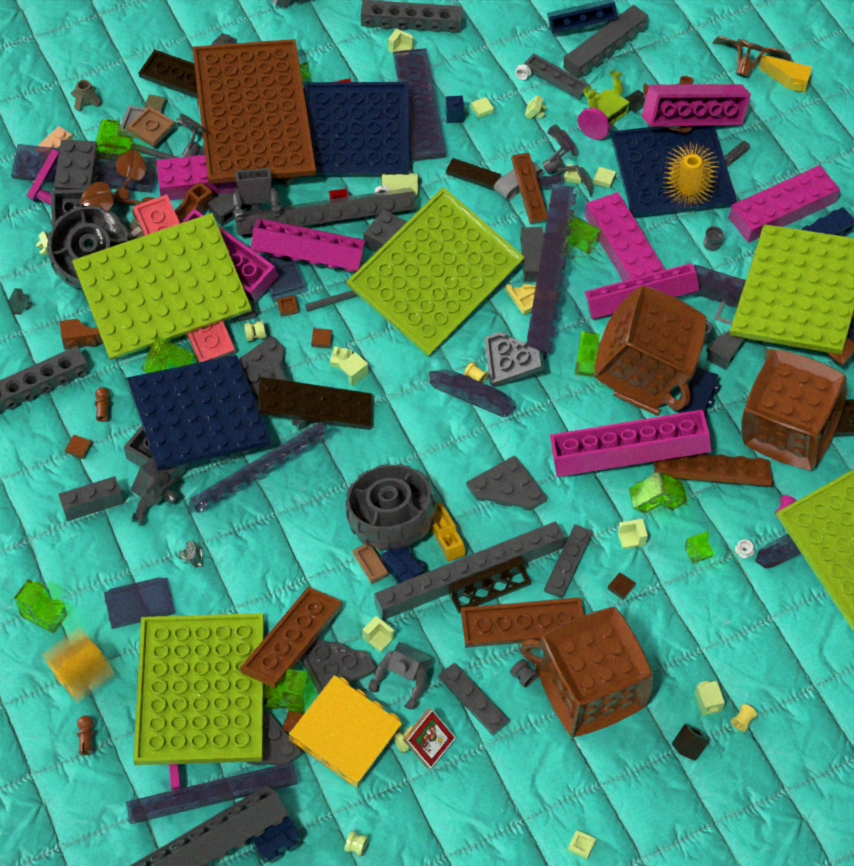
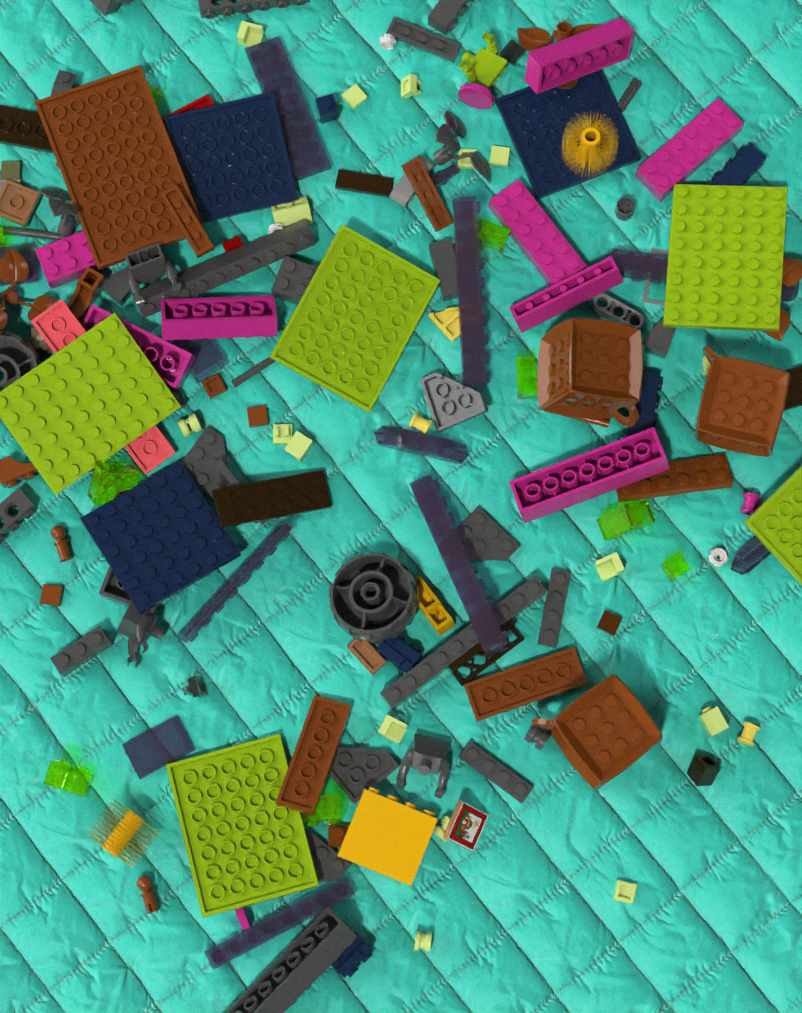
camera: 10 degrees left, 20 degrees up
(301, 158) = (187, 221): none -> dark orange plate
(482, 497) = (458, 565): none -> clear purple brick

